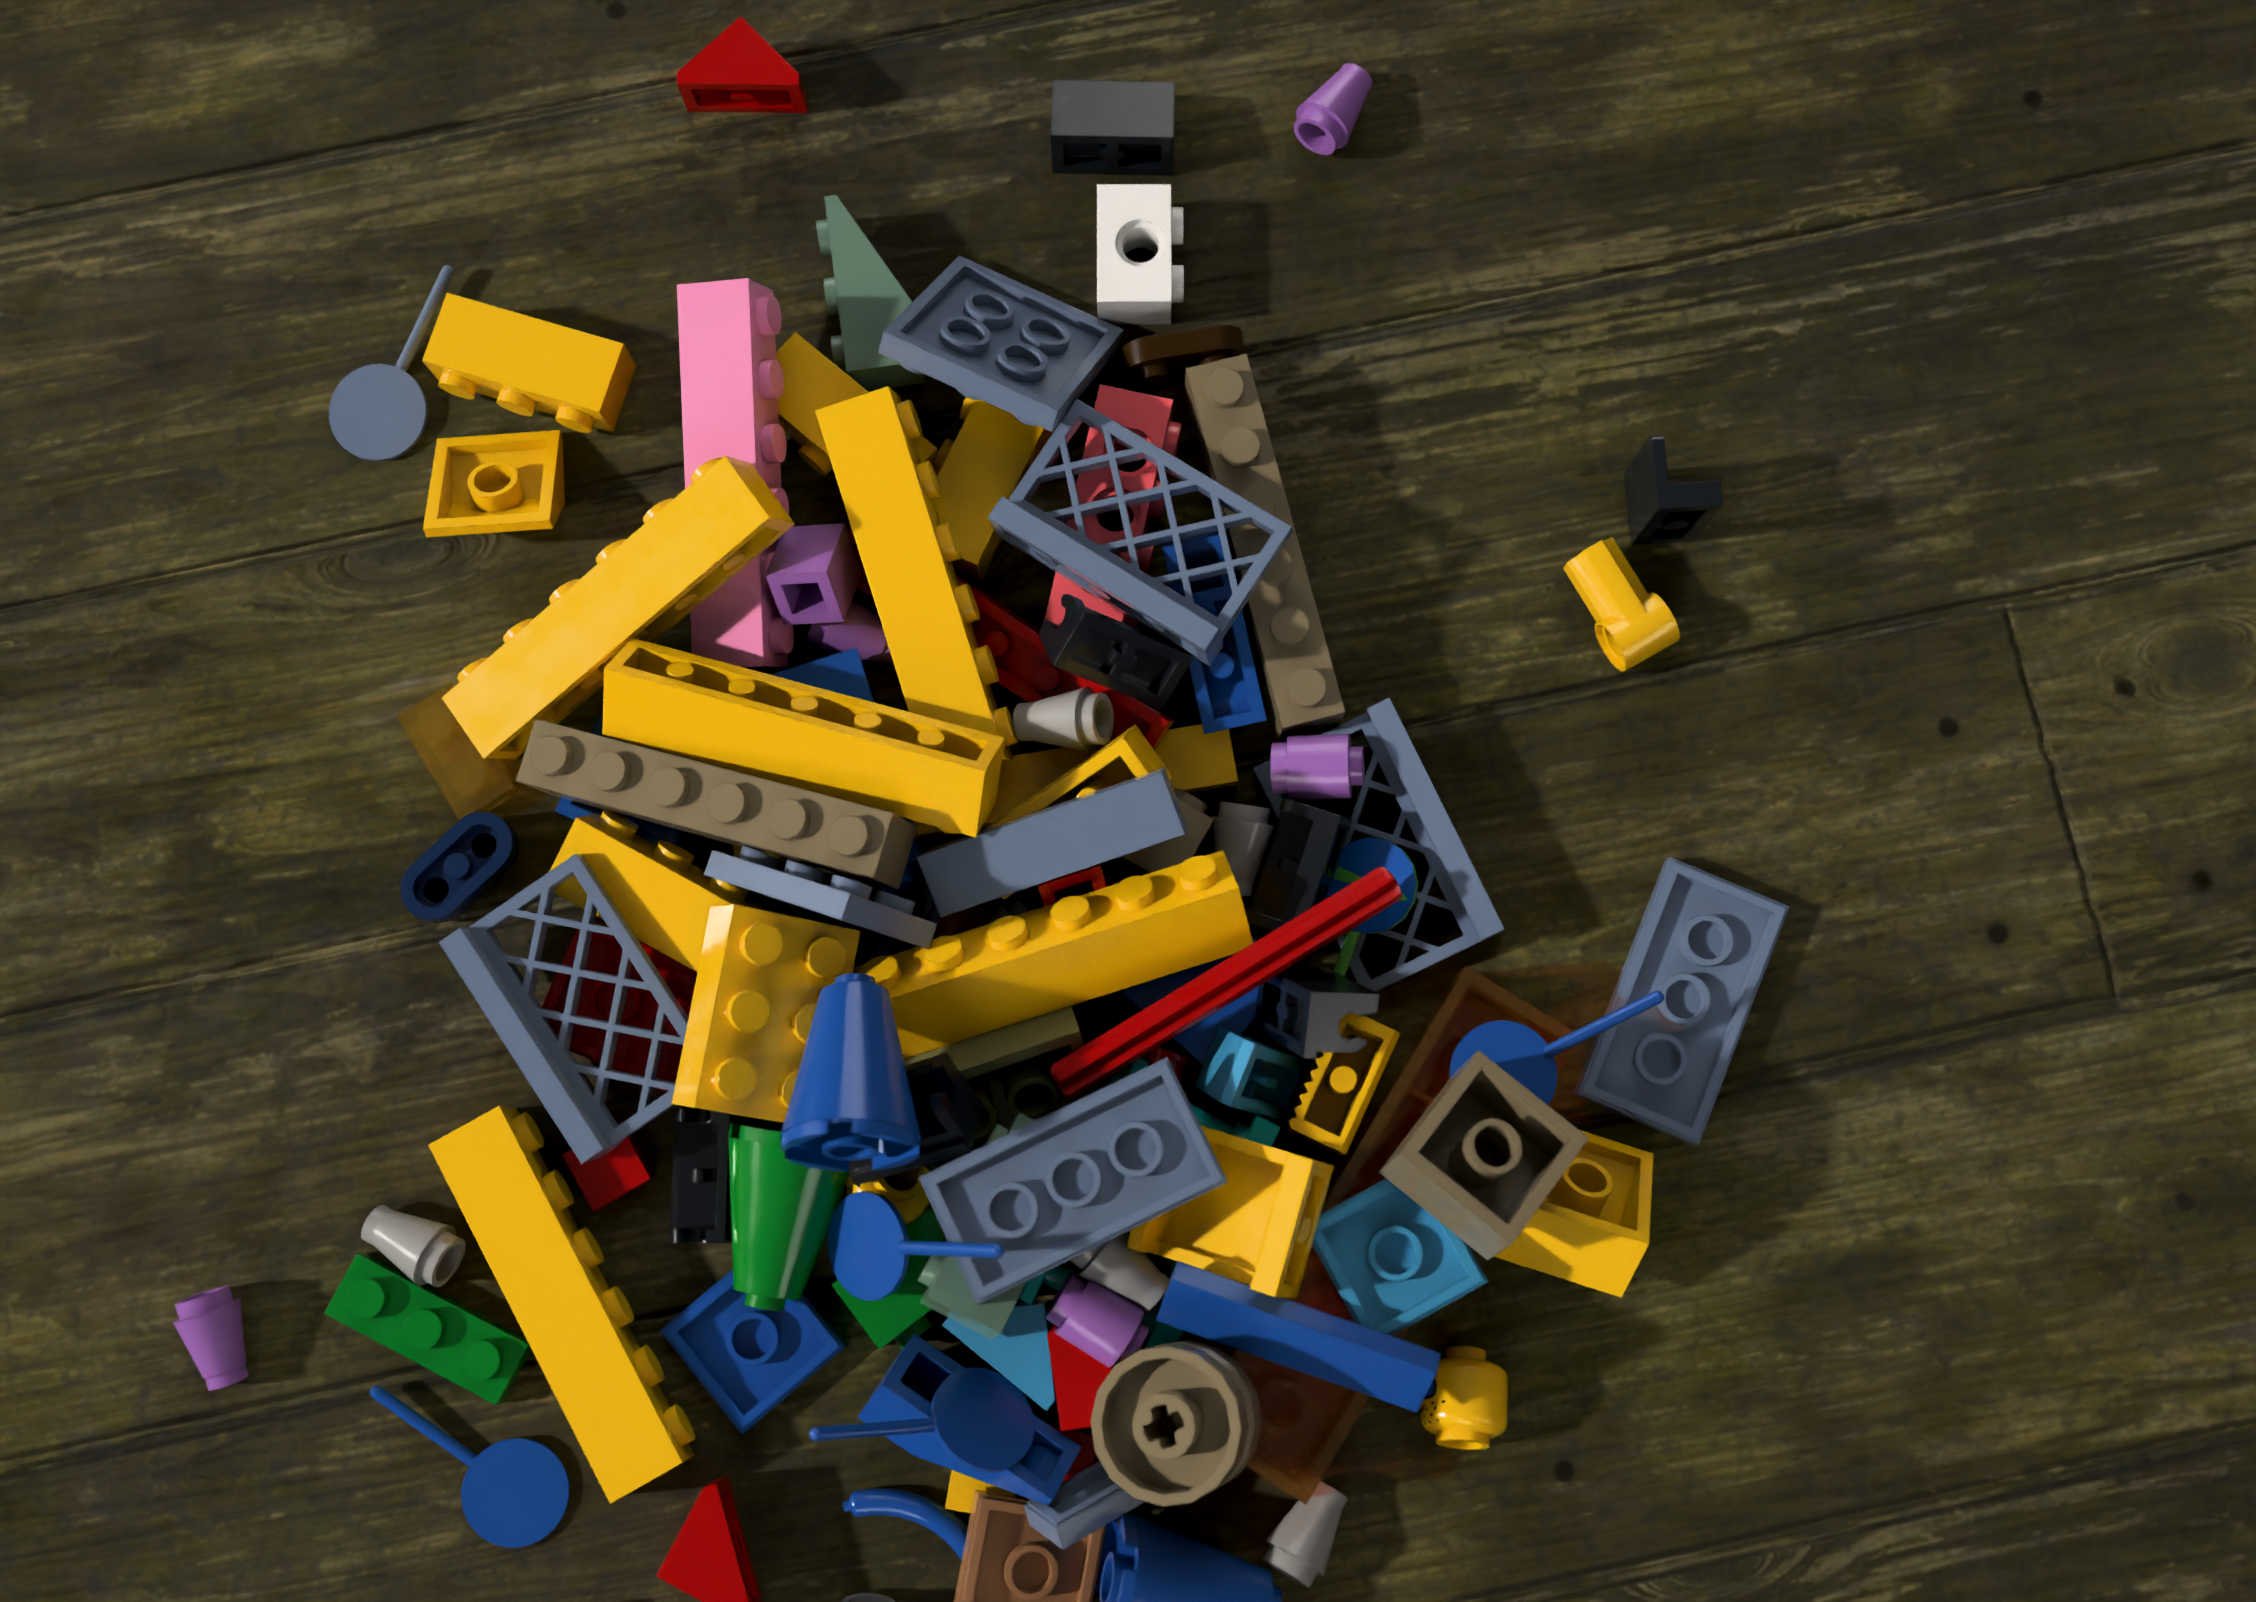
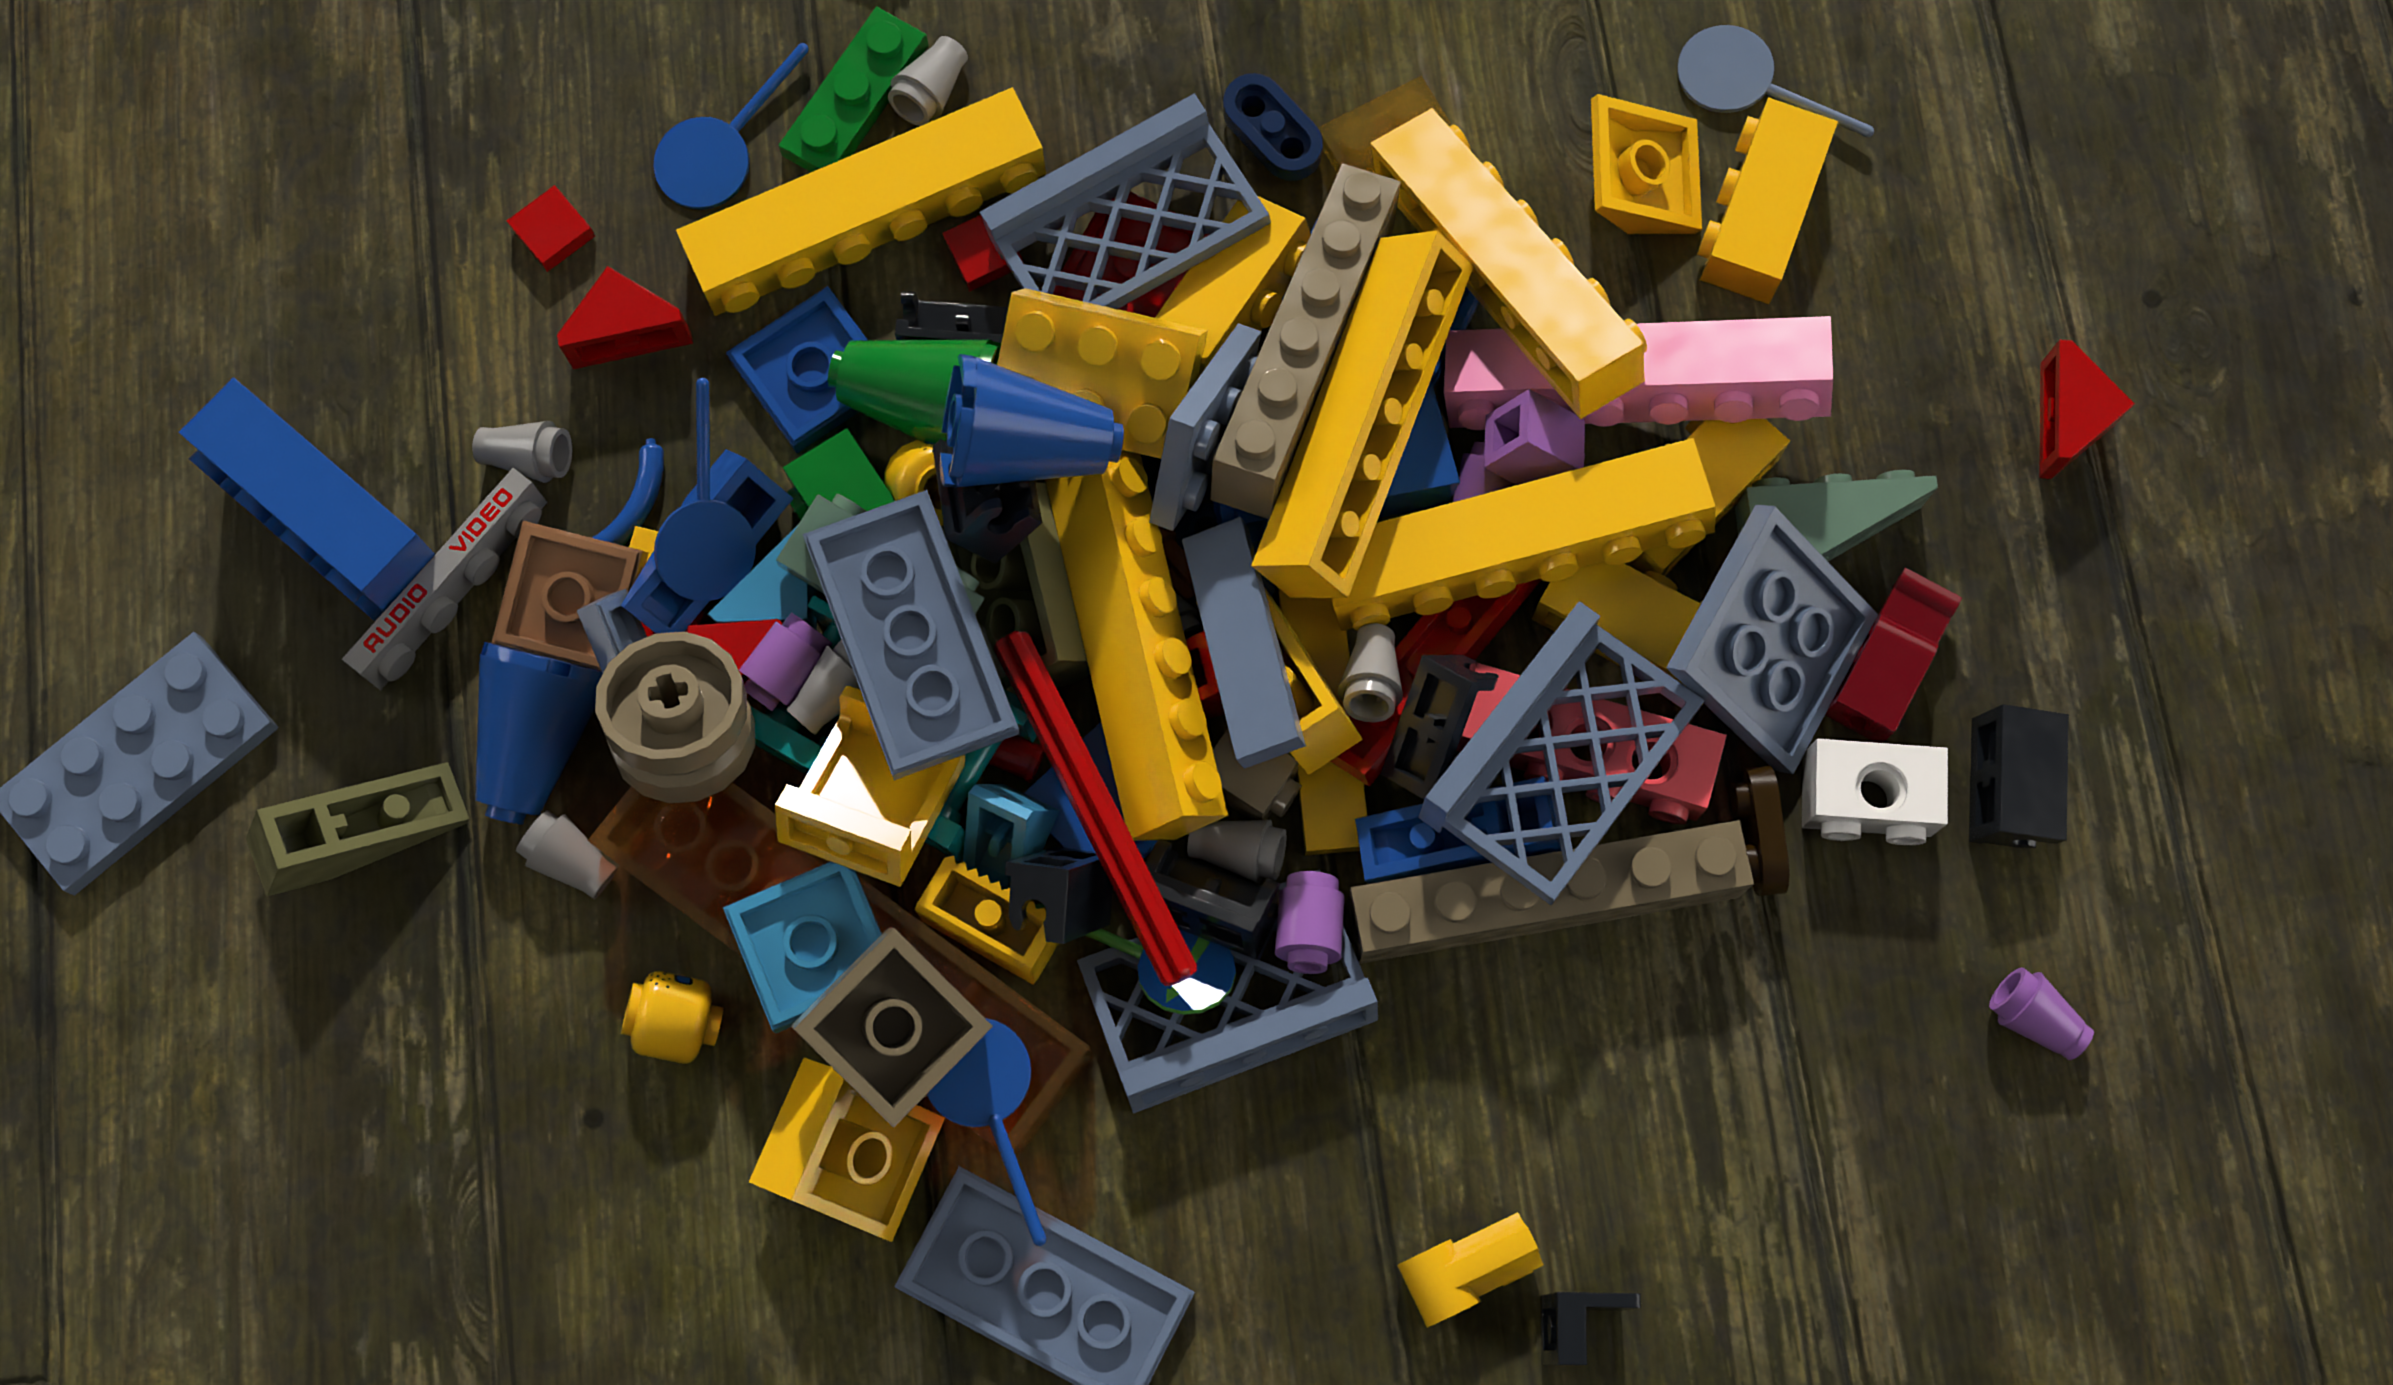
camera: 95 degrees right, 5 degrees down
(873, 1248) = (872, 458): blue piece -> none
(1003, 237) = (1894, 657): none -> dark red piece
(1298, 1337) = (740, 839): blue tile -> none

